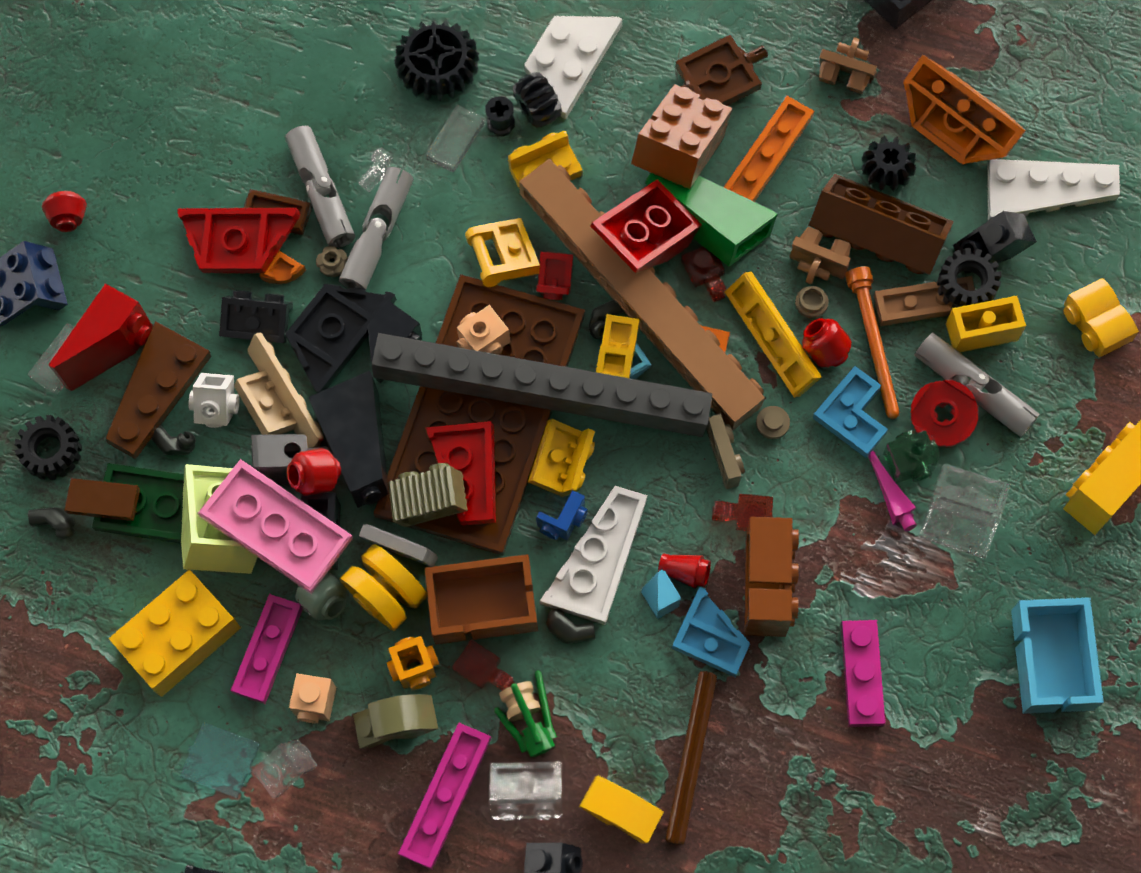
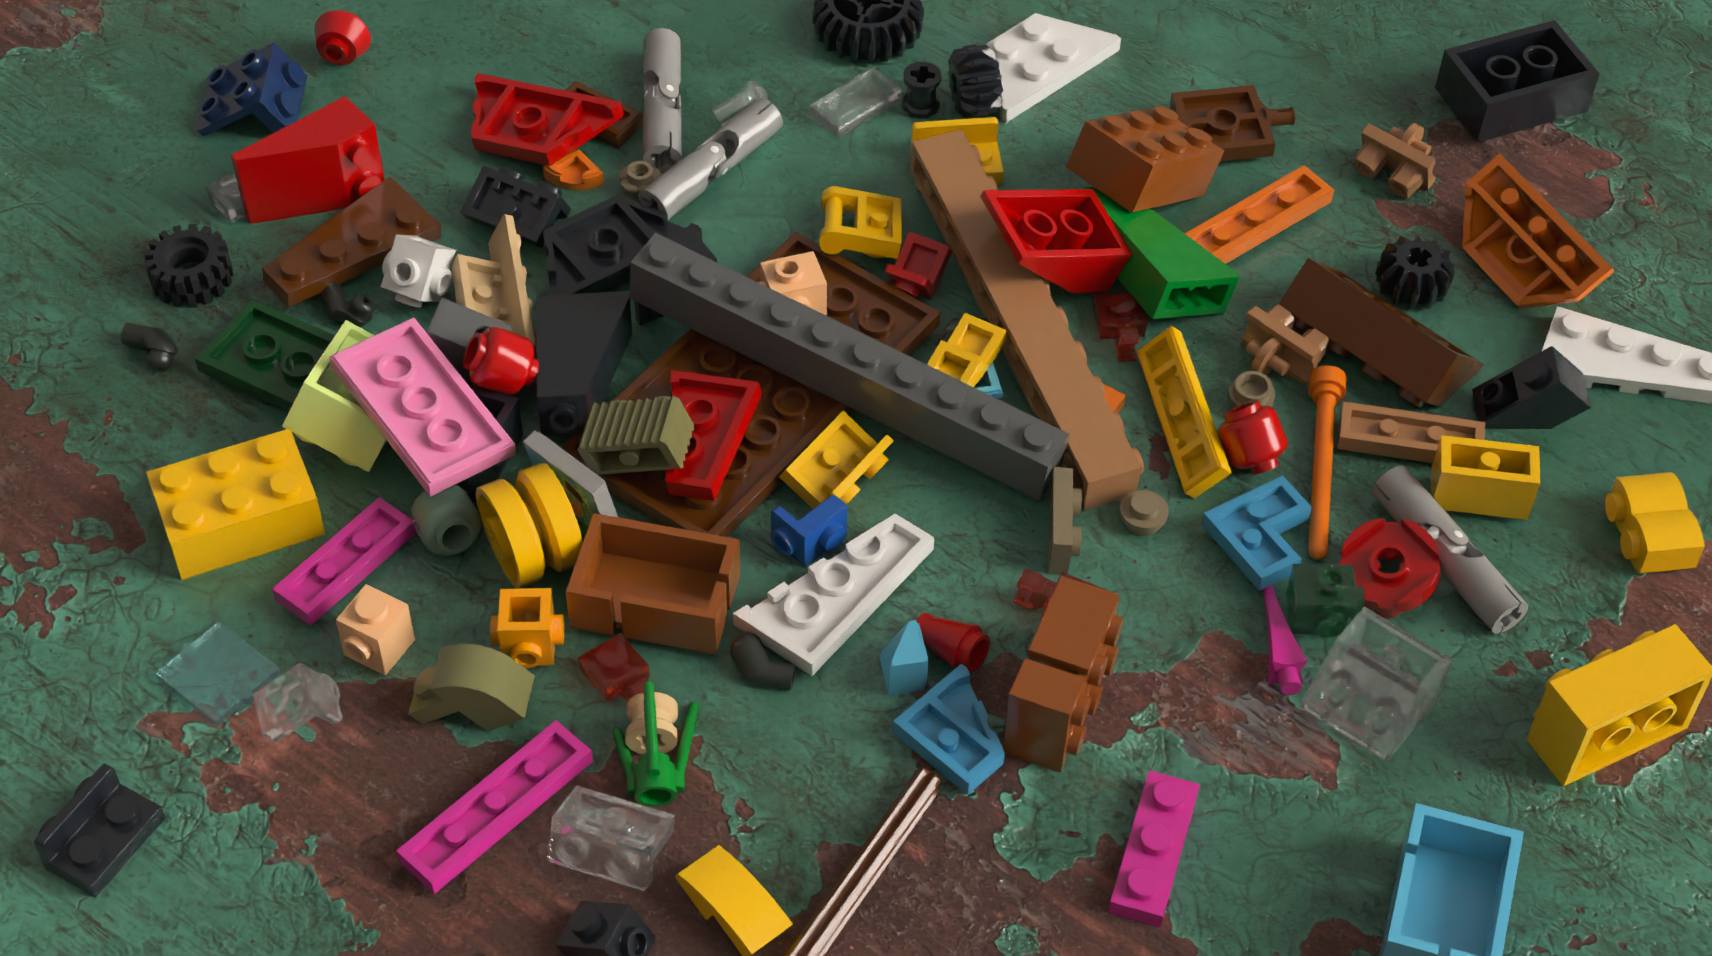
camera: 15 degrees right, 20 degrees down
(102, 499) = (223, 330): reddish brown tile -> none
(968, 262) = (1478, 398): black tyre -> none

